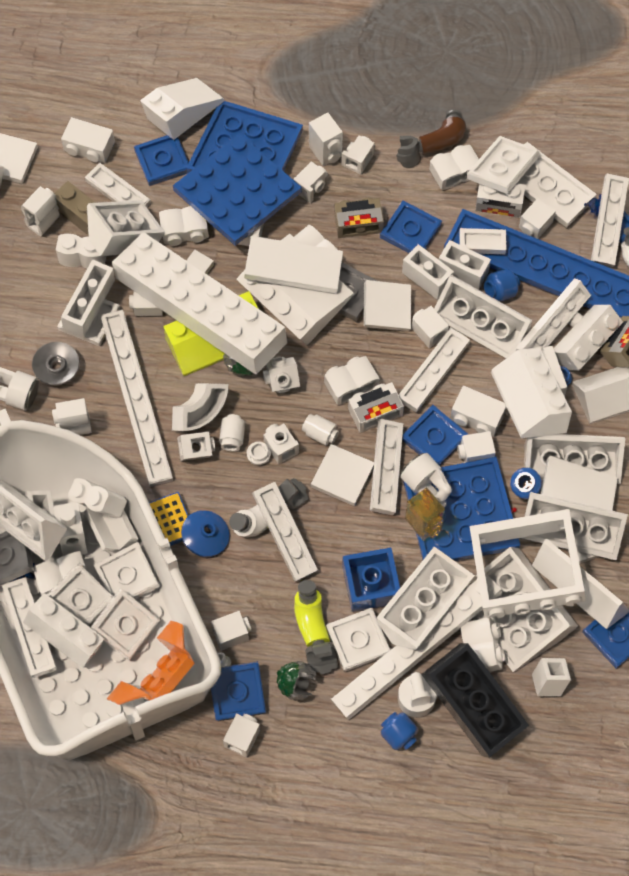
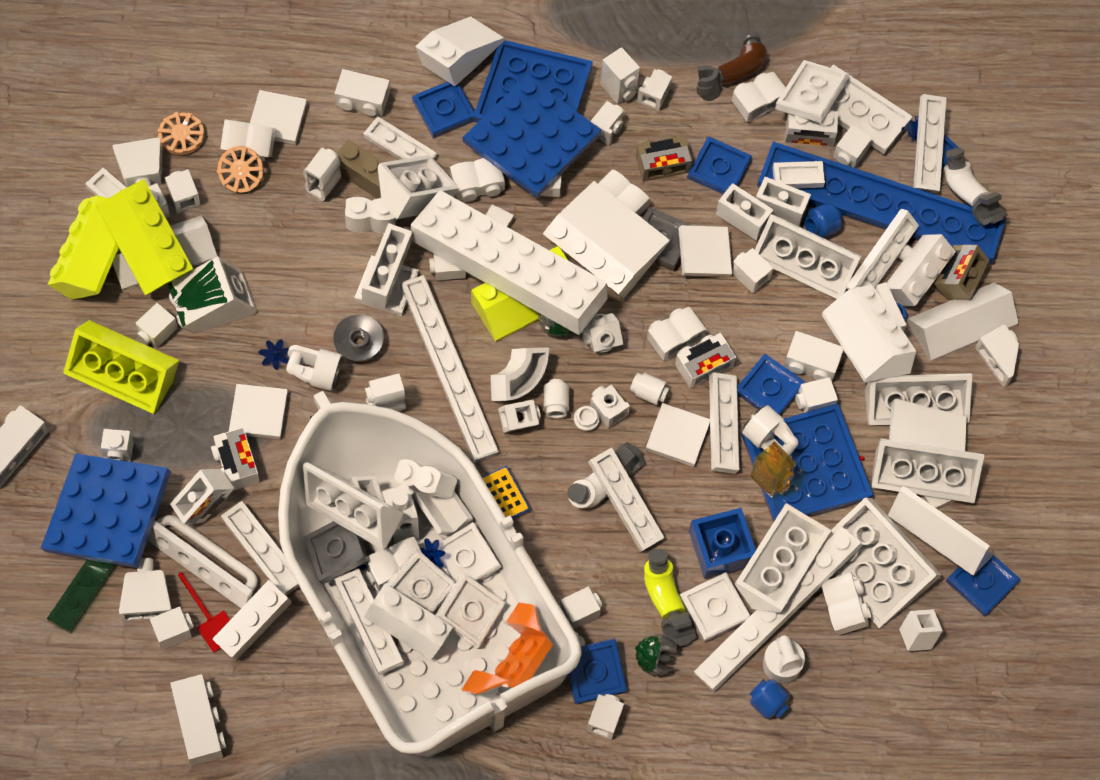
camera: 10 degrees left, 0 degrees up
(96, 568) = (432, 552): none -> clear blue plant
(201, 542) = (538, 517): blue dish -> none
(293, 264) = (603, 214): white tile -> none
(433, 369) = (761, 315): white plate -> none
(475, 700) = (846, 659): black brick -> none
(520, 528) = (878, 476): white window -> none
(523, 476) = (869, 421): blue head -> none

